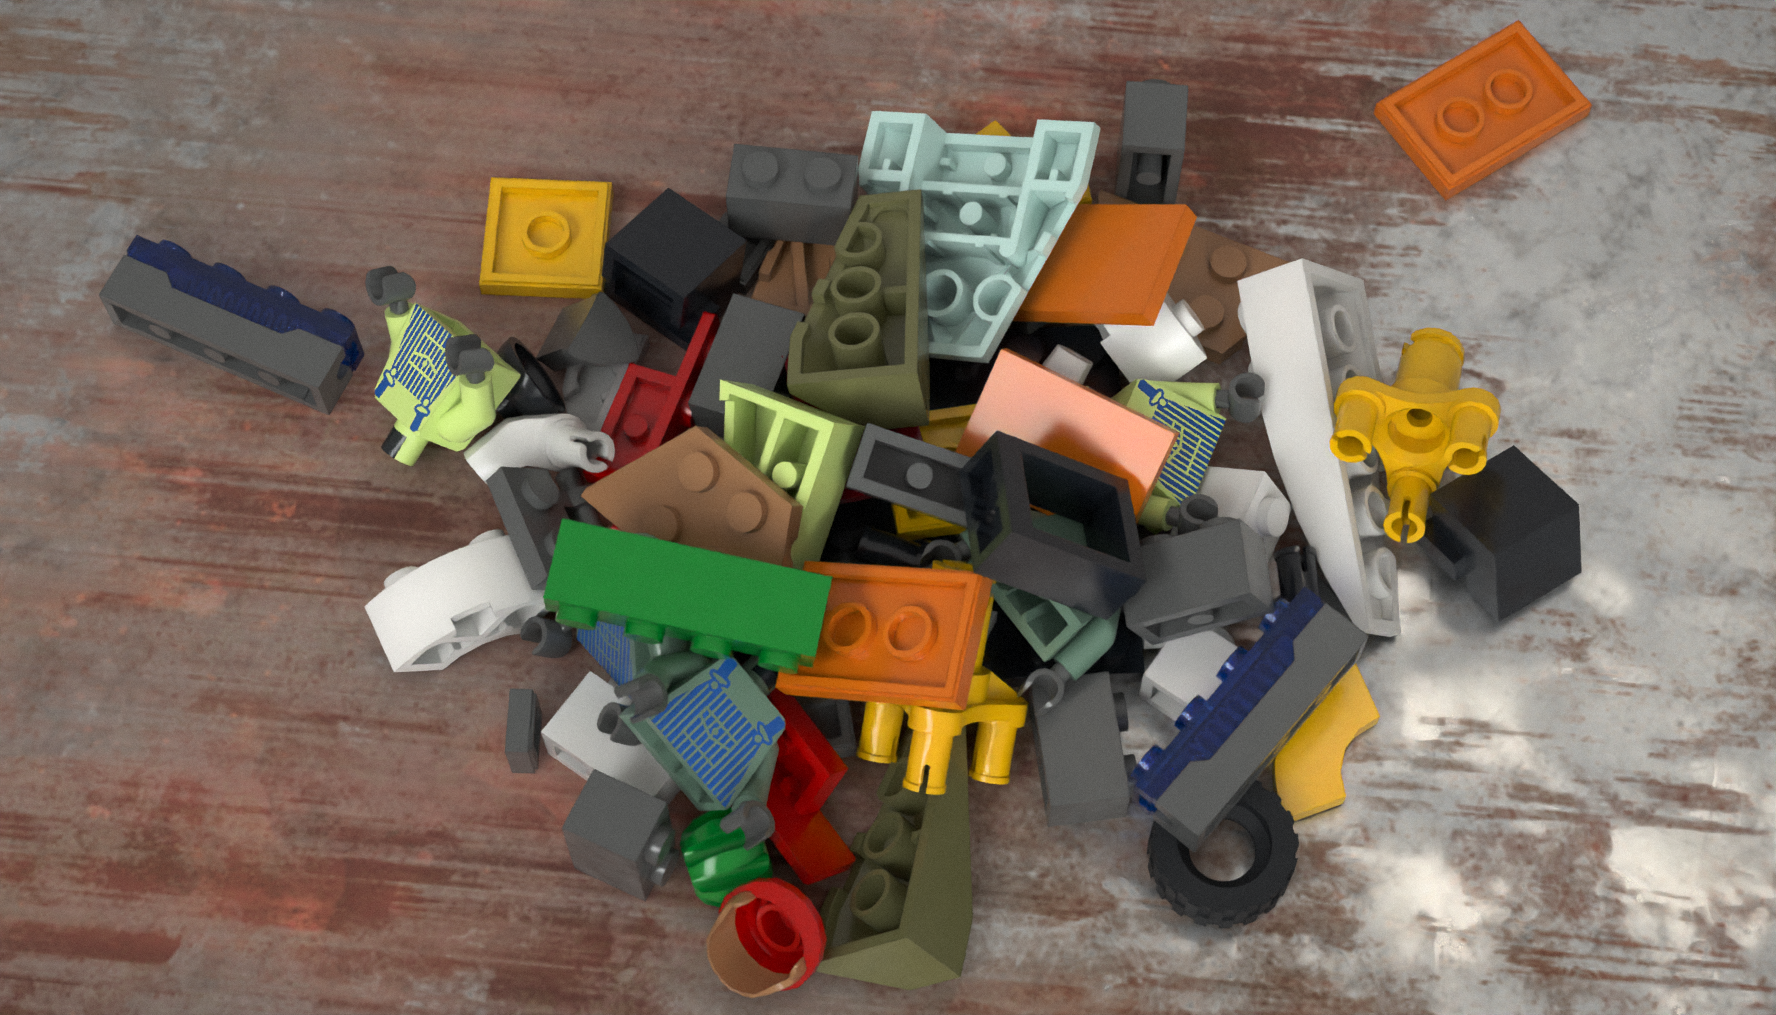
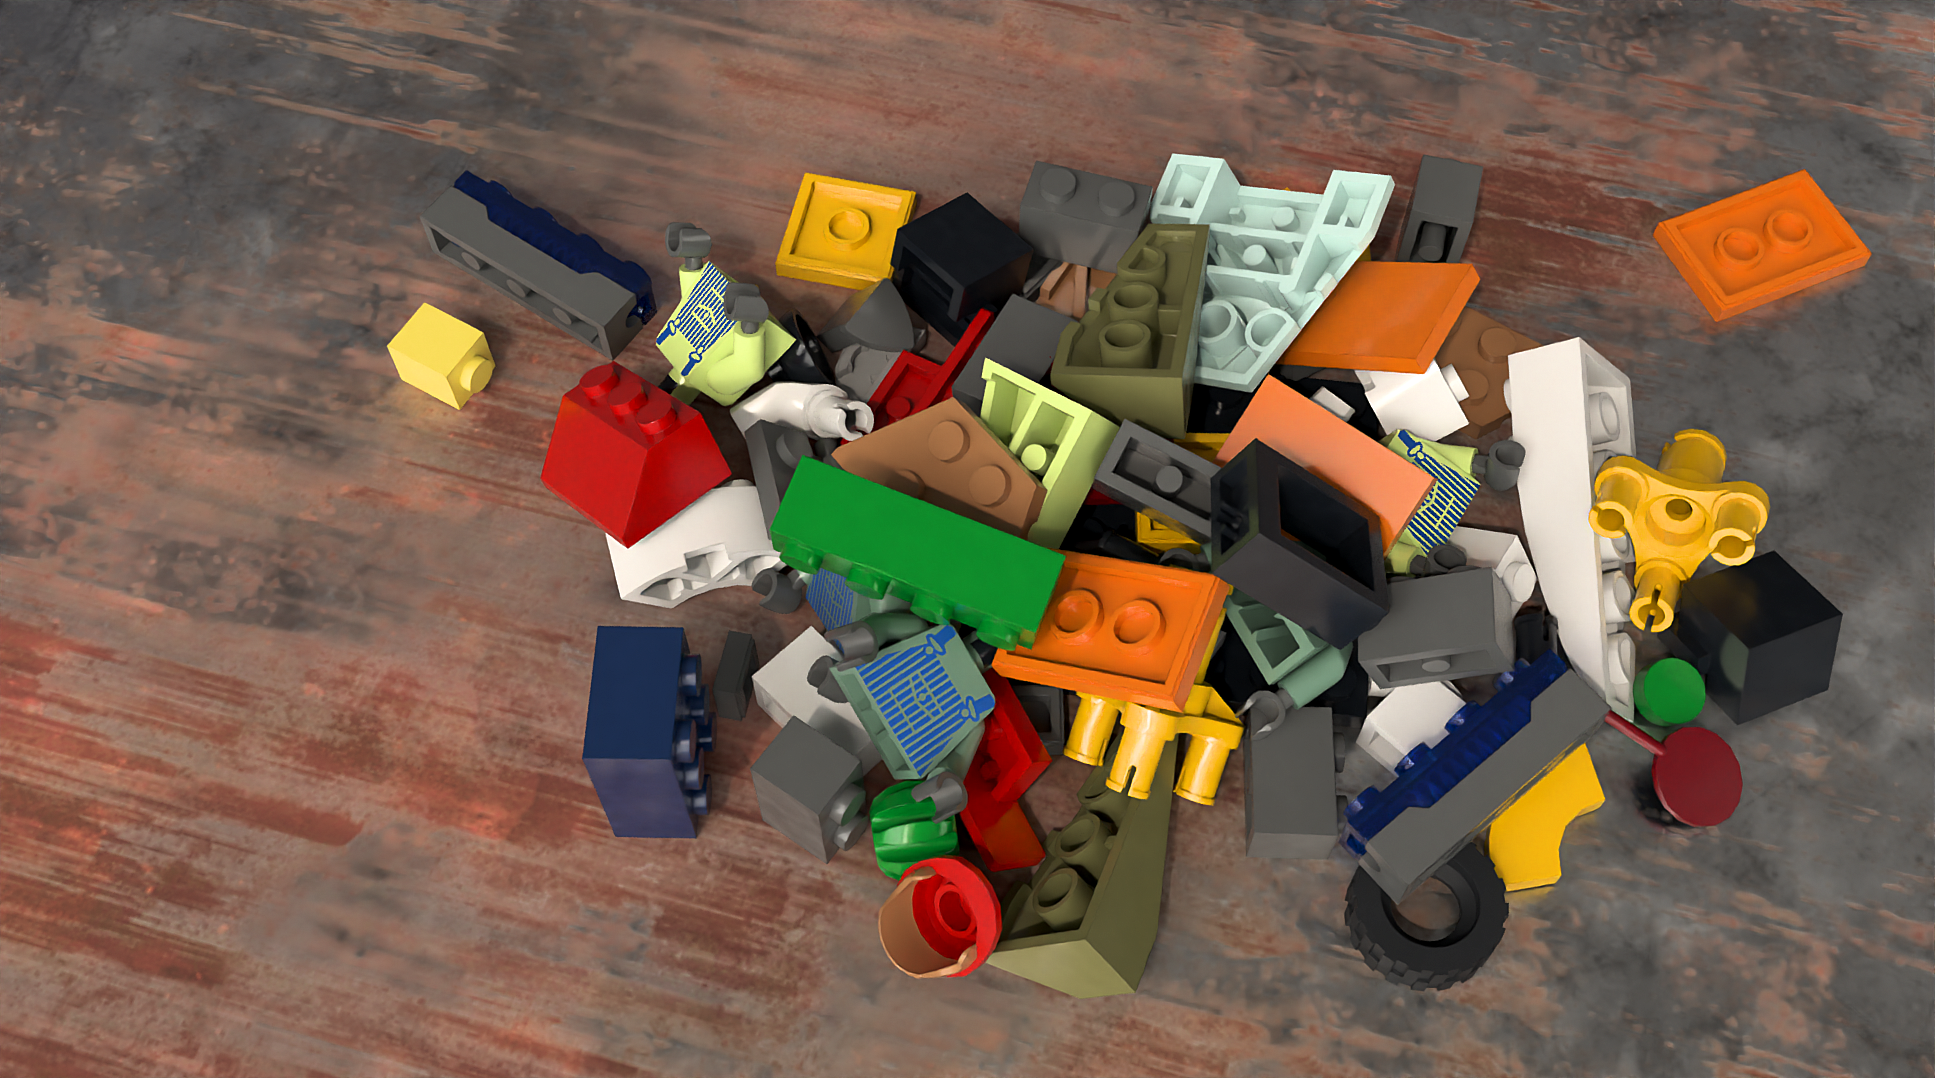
camera: 10 degrees right, 5 degrees down
(154, 442) = (442, 356): none -> light yellow brick
(373, 523) = (629, 453): none -> red slope
(456, 806) = (649, 732): none -> dark blue brick
(1431, 599) = (1669, 692): none -> green tile
(1459, 675) = (1690, 772): none -> dark red piece

